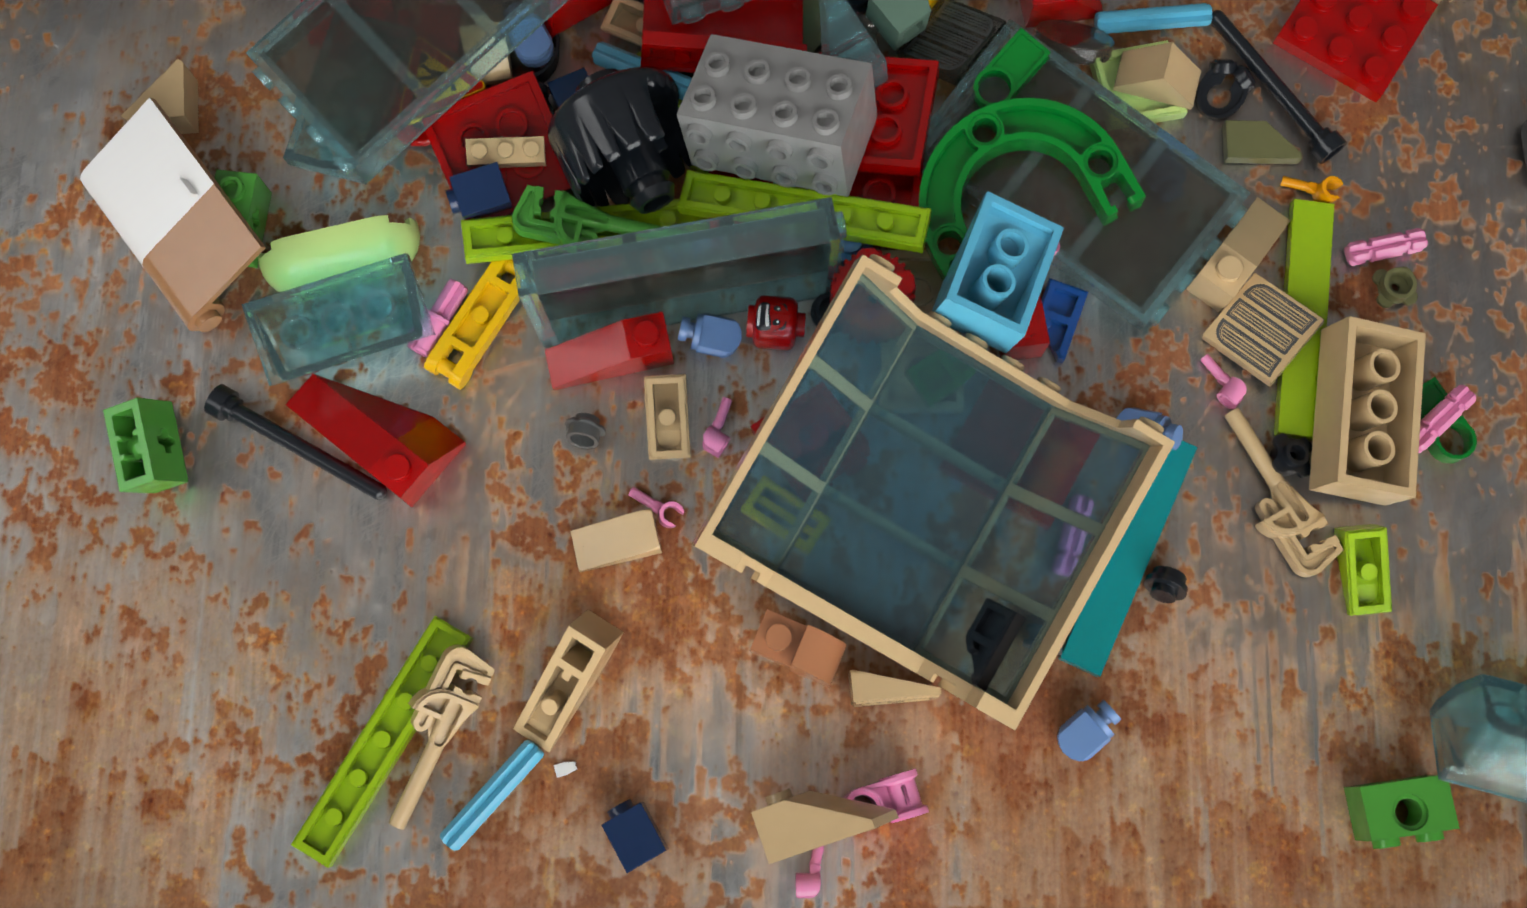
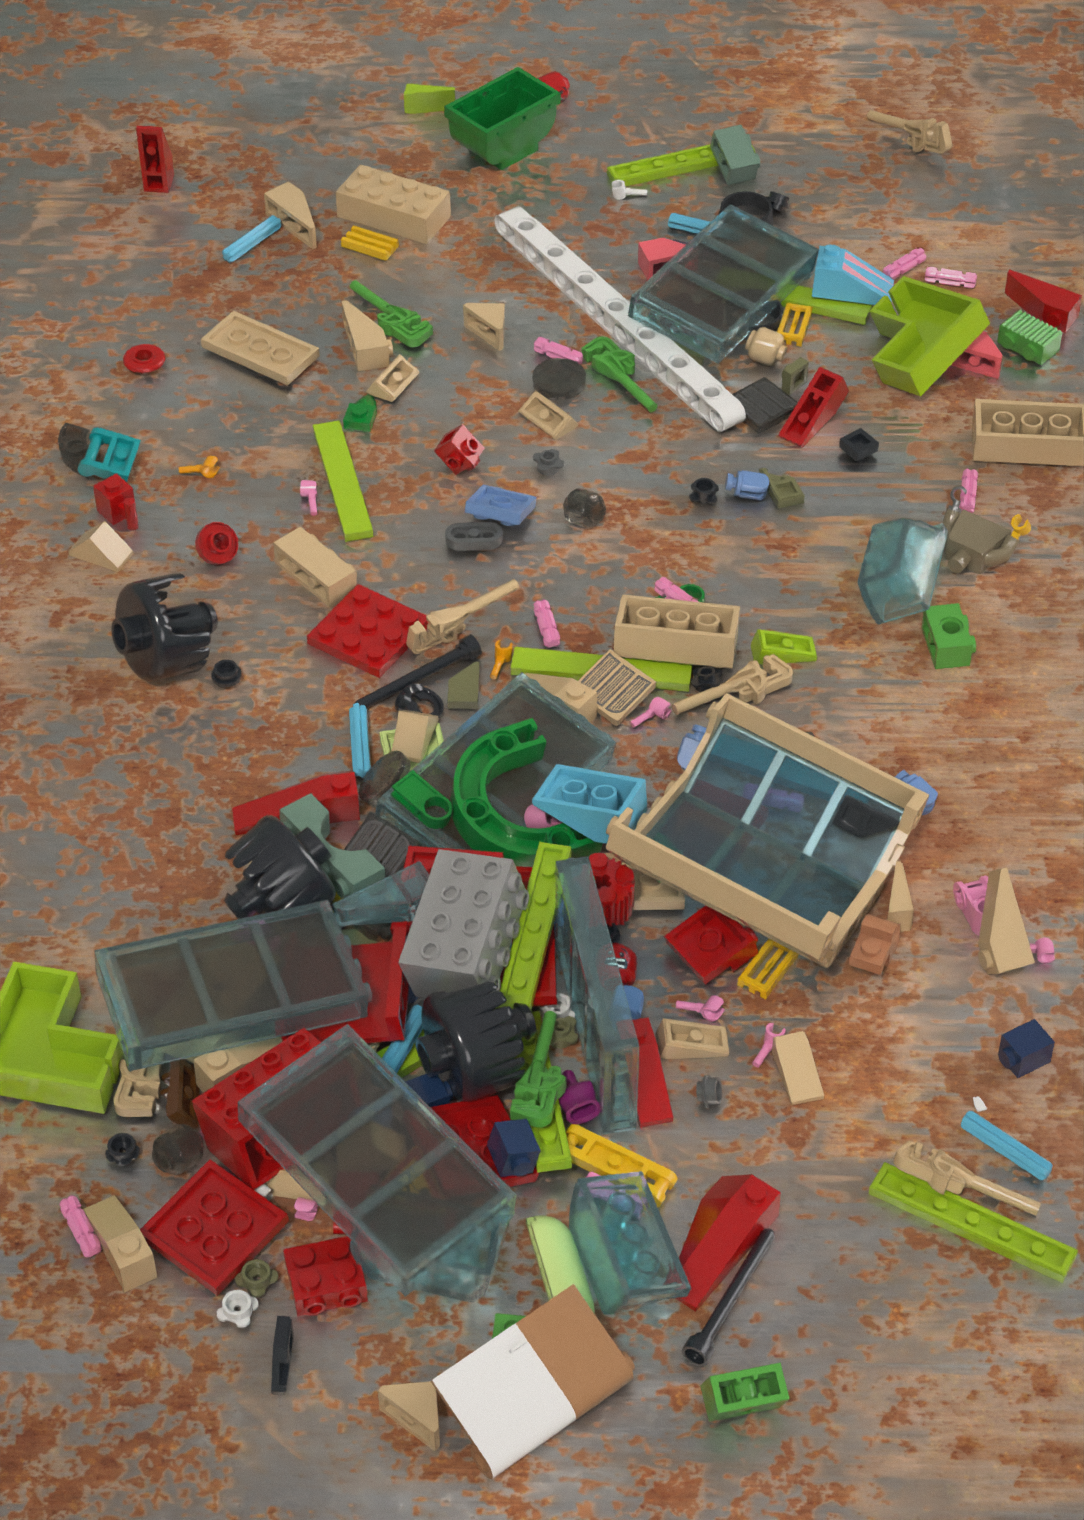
camera: 90 degrees left, 30 degrees down
(506, 152) = (478, 1128): tan piece -> none
(567, 679) = (909, 1090): tan slope -> none
(1365, 115) = (447, 623): none -> tan piece
(1403, 279) = (577, 619): olive plate -> none

